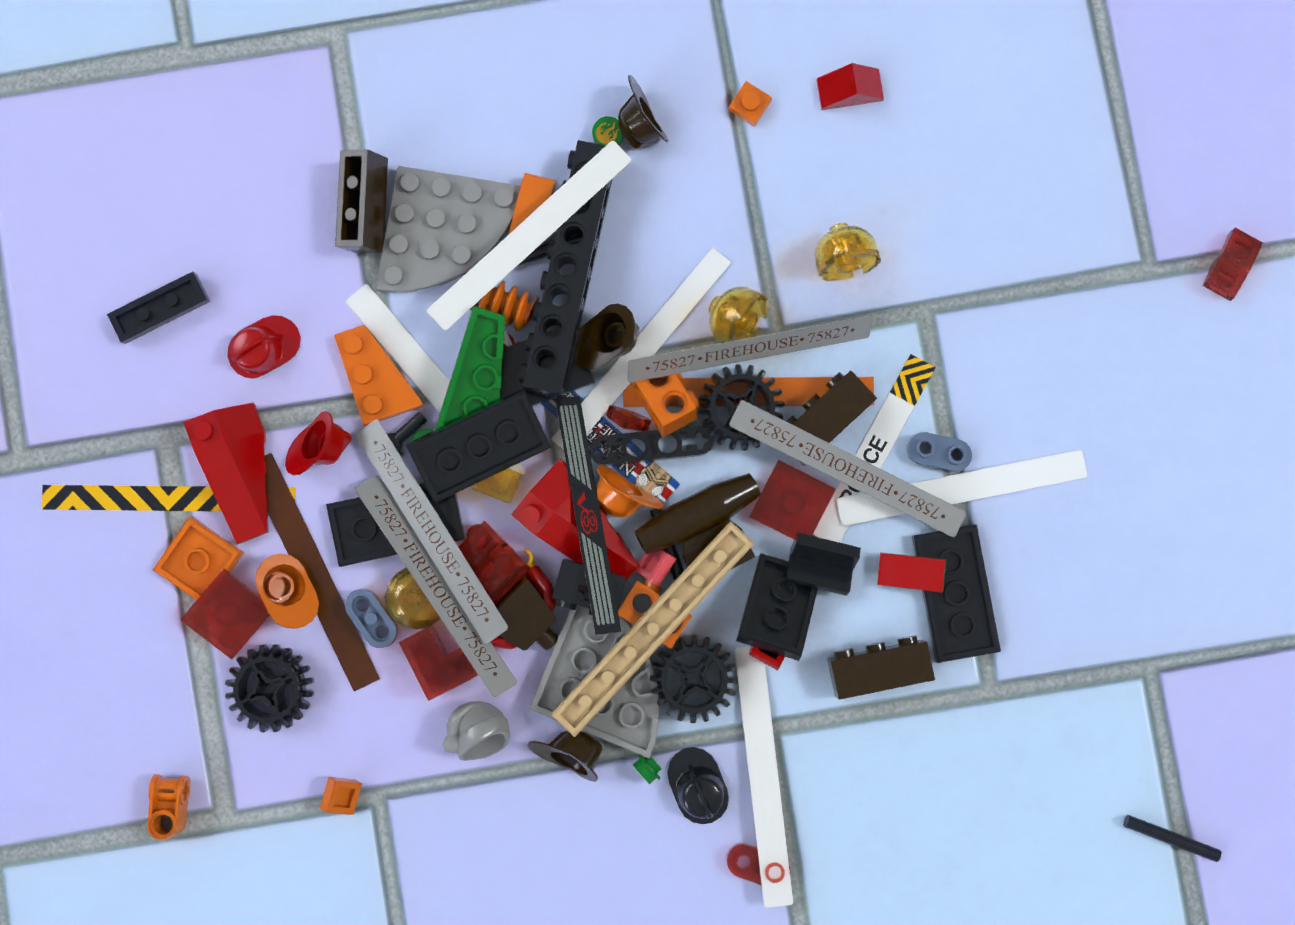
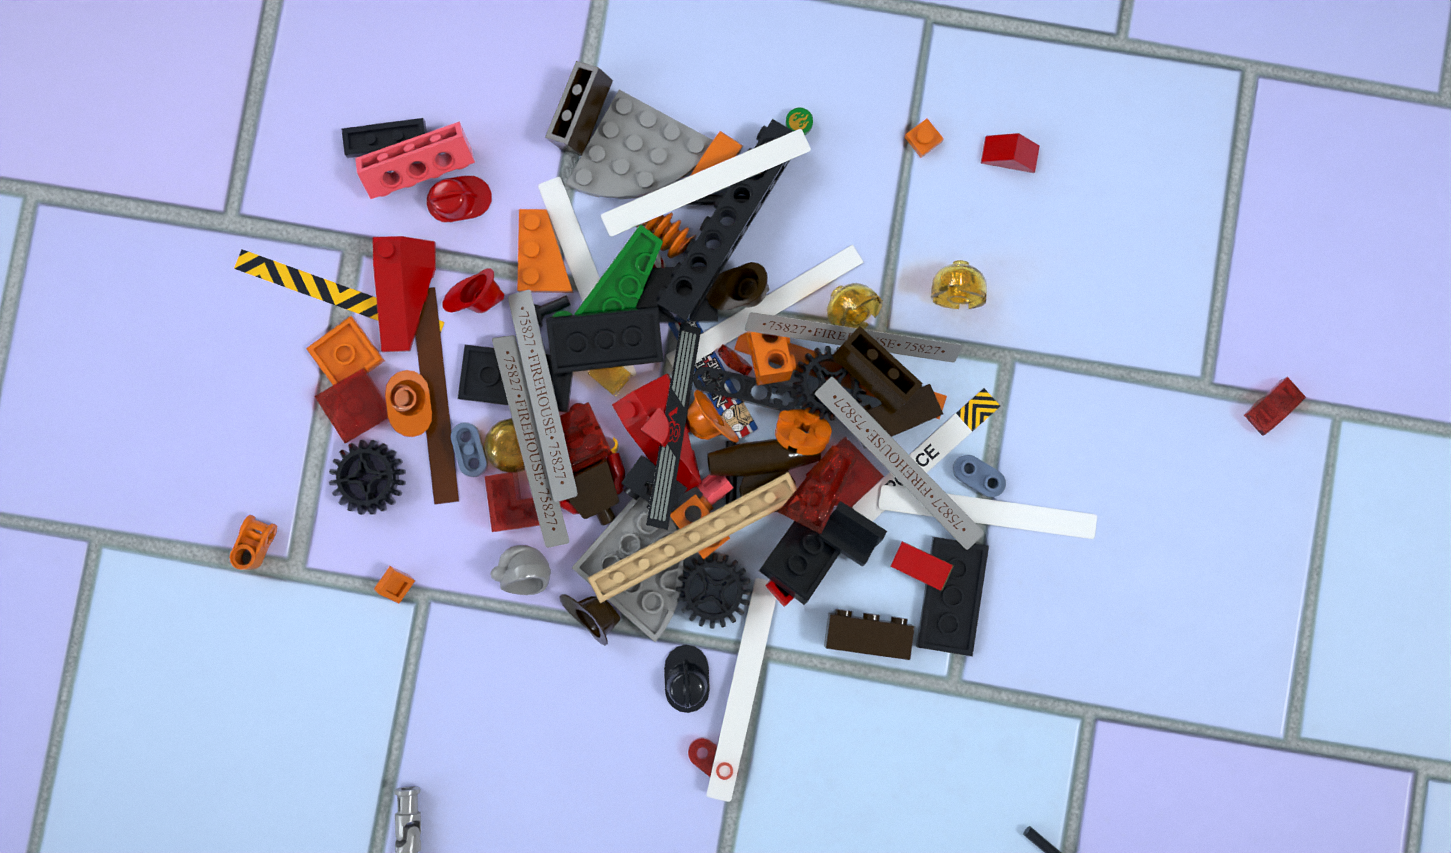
camera: 15 degrees right, 0 degrees up
(182, 324) = (399, 158): none -> coral brick
(571, 523) = (657, 428): none -> red tile
(637, 119) = (827, 119): dark brown piece -> none
(647, 768) = (650, 650): green plate -> none
(716, 473) = (790, 433): none -> orange plate
(772, 530) = (820, 490): none -> clear red wing
(788, 375) = (877, 369): none -> dark brown brick

